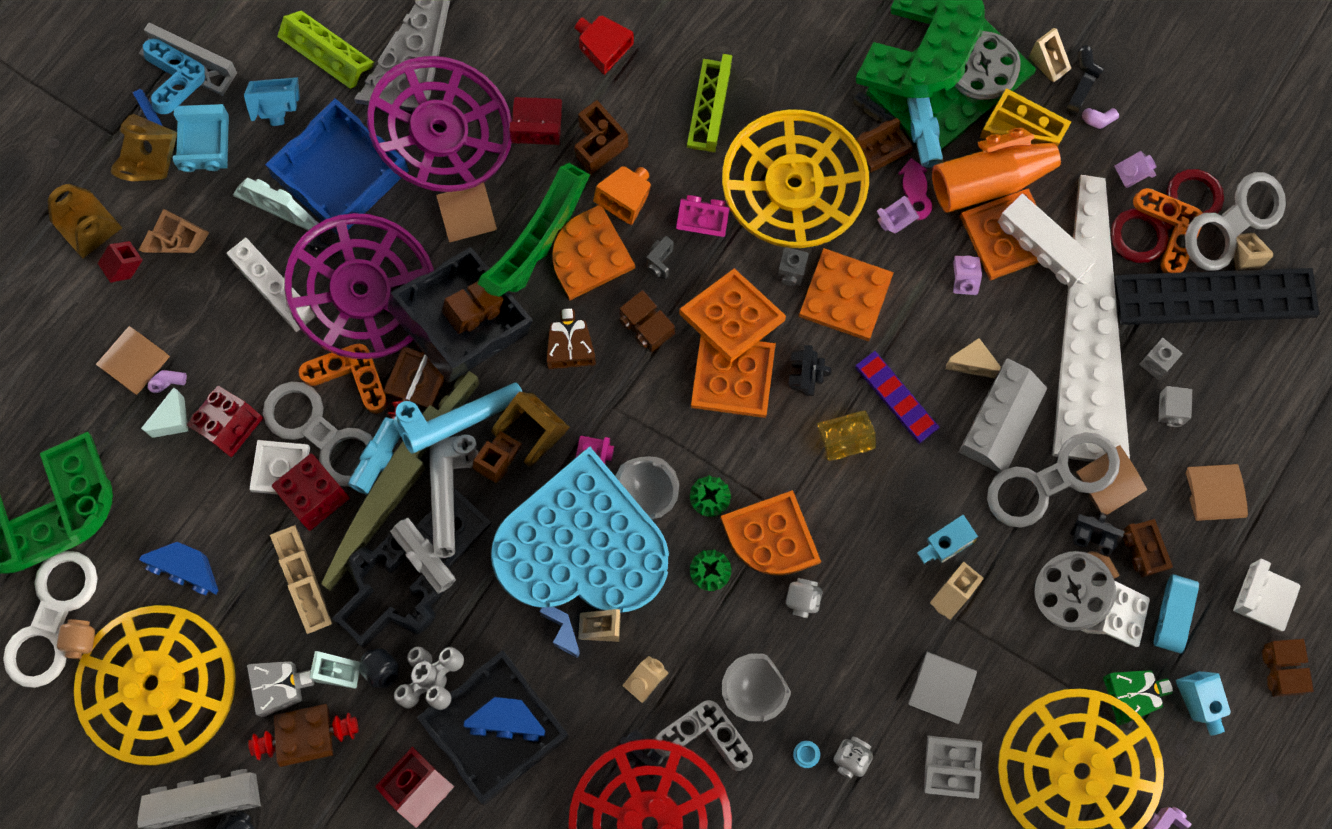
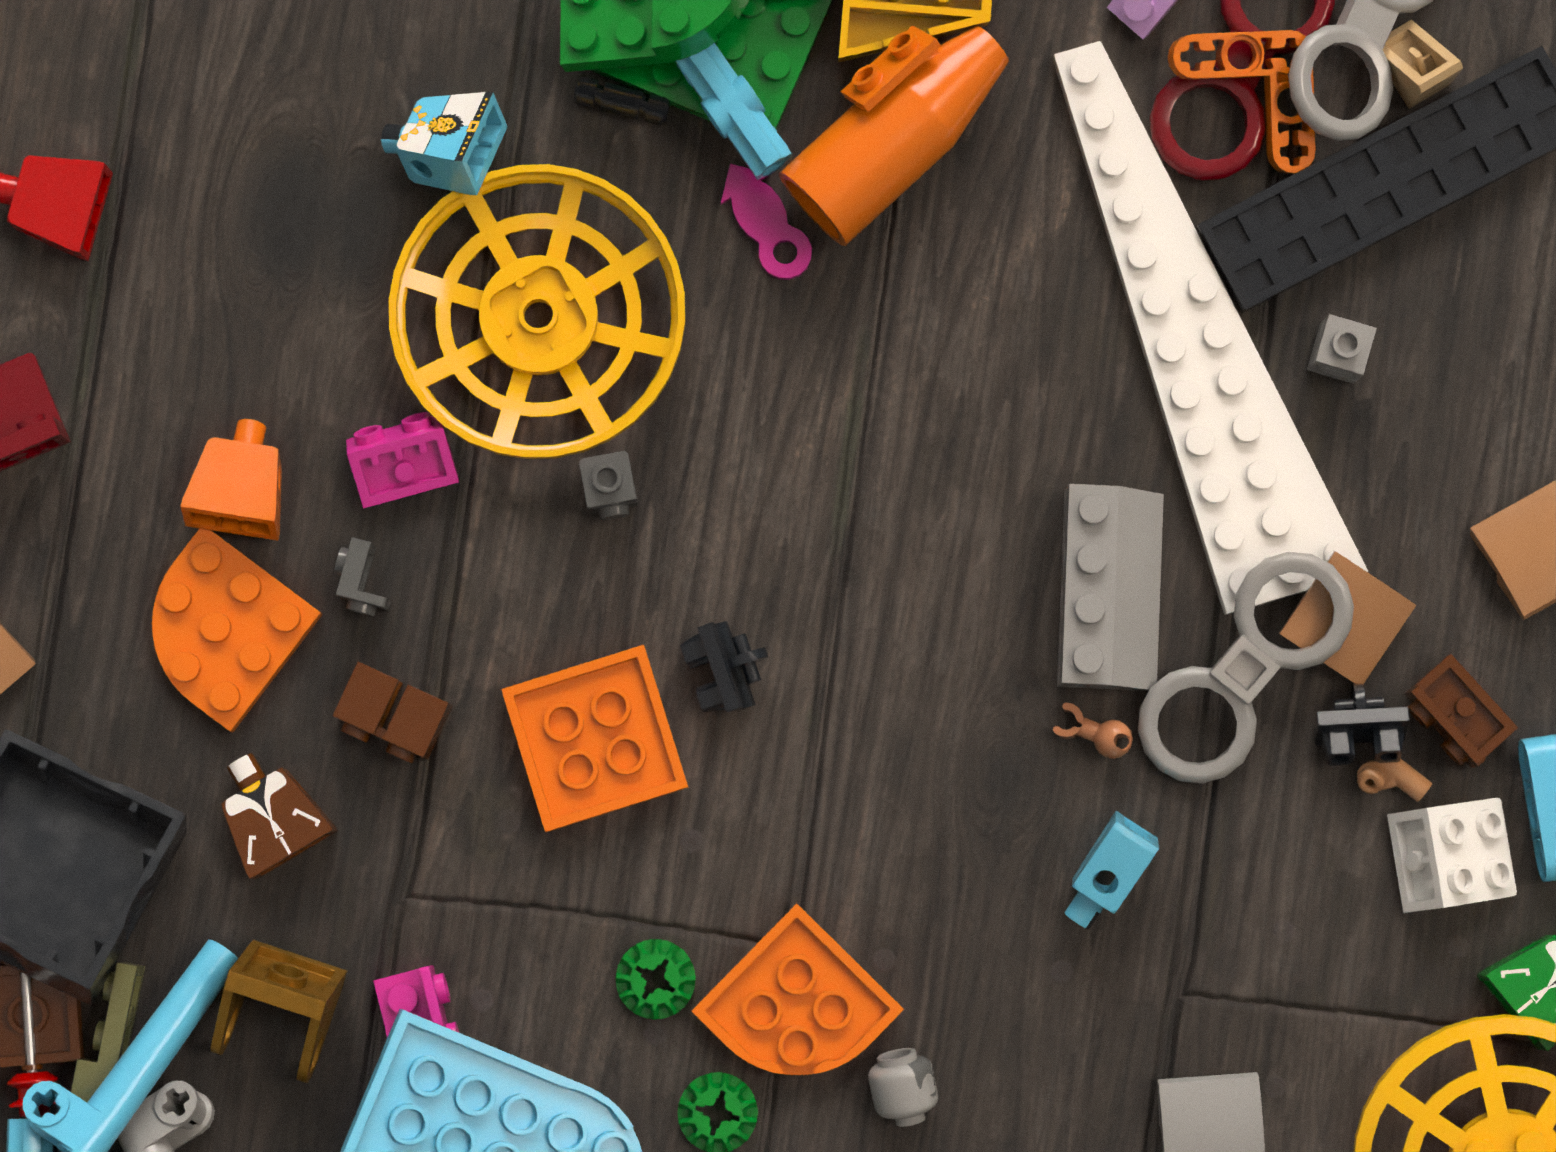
camera: 25 degrees left, 10 degrees up
(467, 310) = (58, 850): reddish brown piece -> none
(496, 457) = (243, 1099): reddish brown brick -> none
(555, 211) = (118, 652): green arch -> none
(603, 139) = (151, 400): reddish brown brick -> none
(651, 484) = (540, 1018): light grey cylinder -> none
(718, 103) = (328, 224): lime fence -> none
(732, 315) = (542, 630): orange plate -> none
(790, 89) = (448, 140): none -> medium azure torso
(846, 294) = (728, 486): orange plate -> none
(847, 435) = (847, 753): clear yellow bracket -> none
(884, 144) = (669, 167): reddish brown bracket -> none
(897, 215) = (754, 293): lavender bracket -> none
(897, 397) = (904, 638): tile -> none
(956, 591) = (1162, 947): tan slope -> none
(967, 275) = (929, 346): lavender bracket -> none
(971, 482) = (1103, 735): none -> nougat arm
(974, 360) = (1012, 506): tan slope -> none
(997, 250) = (972, 232): orange plate -> none
(1046, 240) = (1045, 223): white brick -> none
(1087, 593) = (1390, 851): light grey wedge -> none
(1175, 406) = (1403, 426): light grey brick -> none

